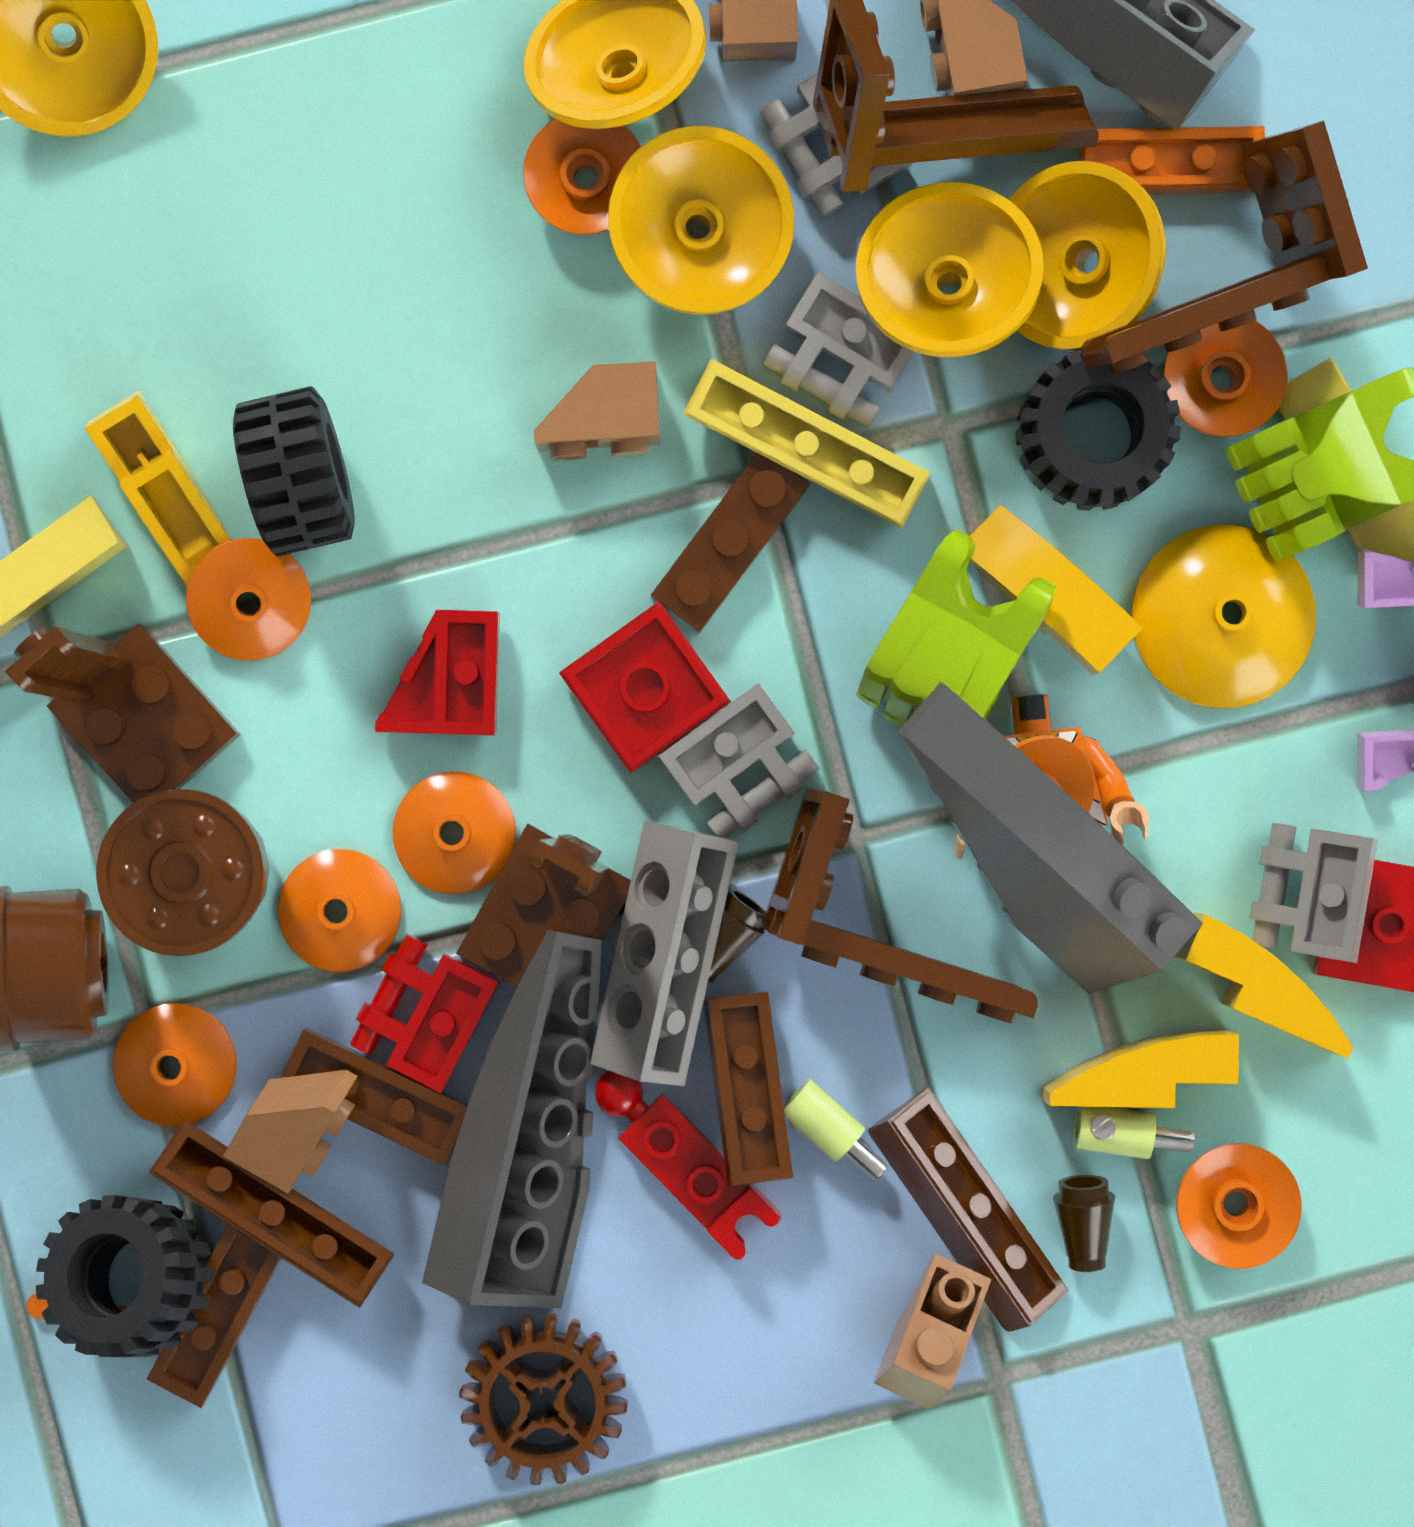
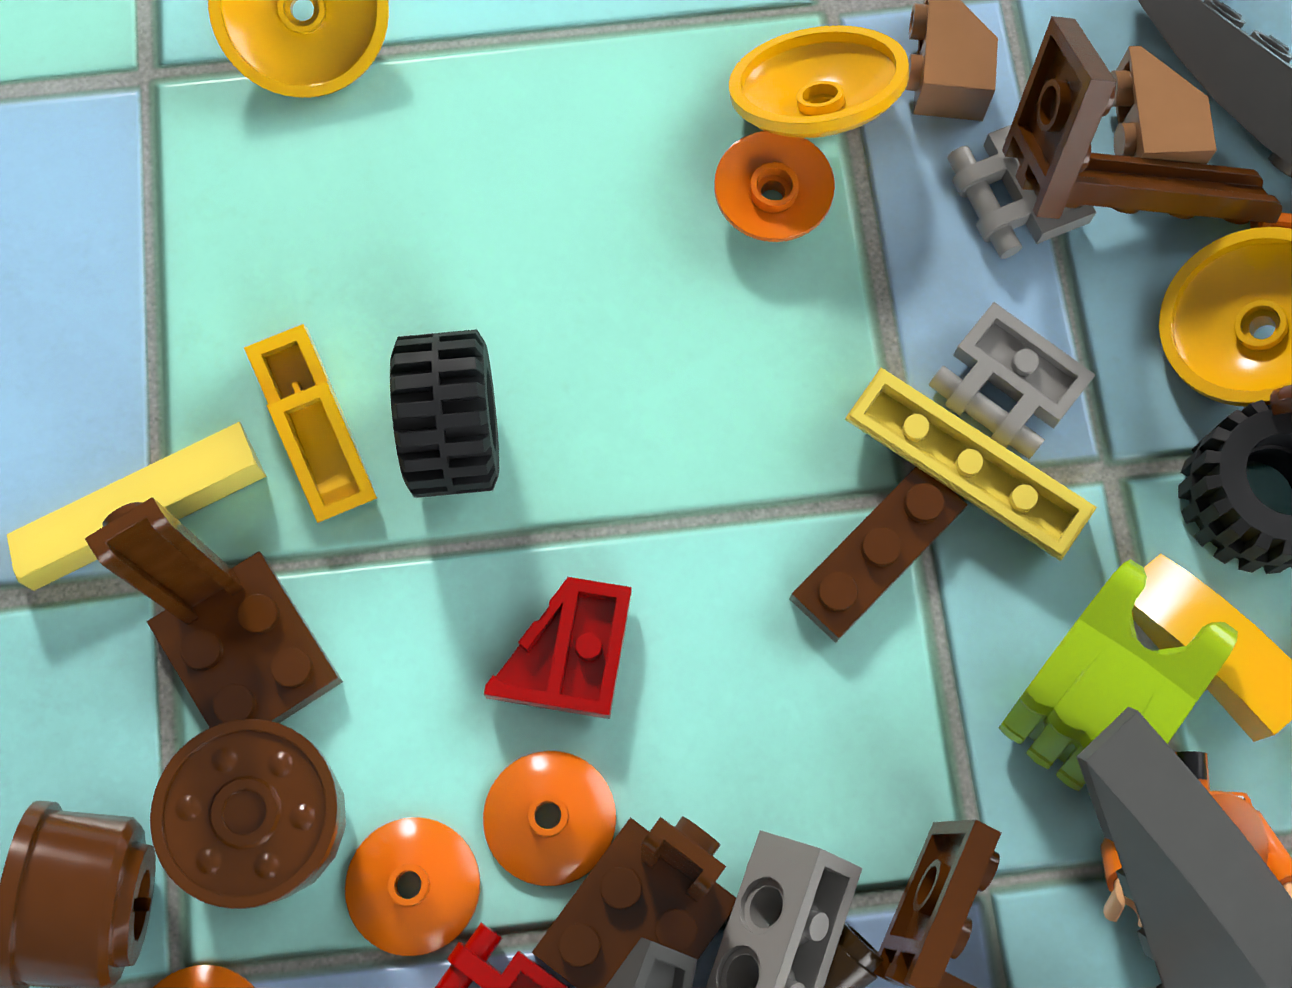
camera: 10 degrees right, 15 degrees down
(248, 567) = (411, 548): orange dish -> none
(604, 410) = (767, 405): medium nougat slope -> none
(644, 687) = (774, 689): red plate -> none
(707, 178) = (902, 210): yellow dish -> none
(729, 745) = (855, 763): light grey plate -> none
(954, 237) = (1130, 313): yellow dish -> none

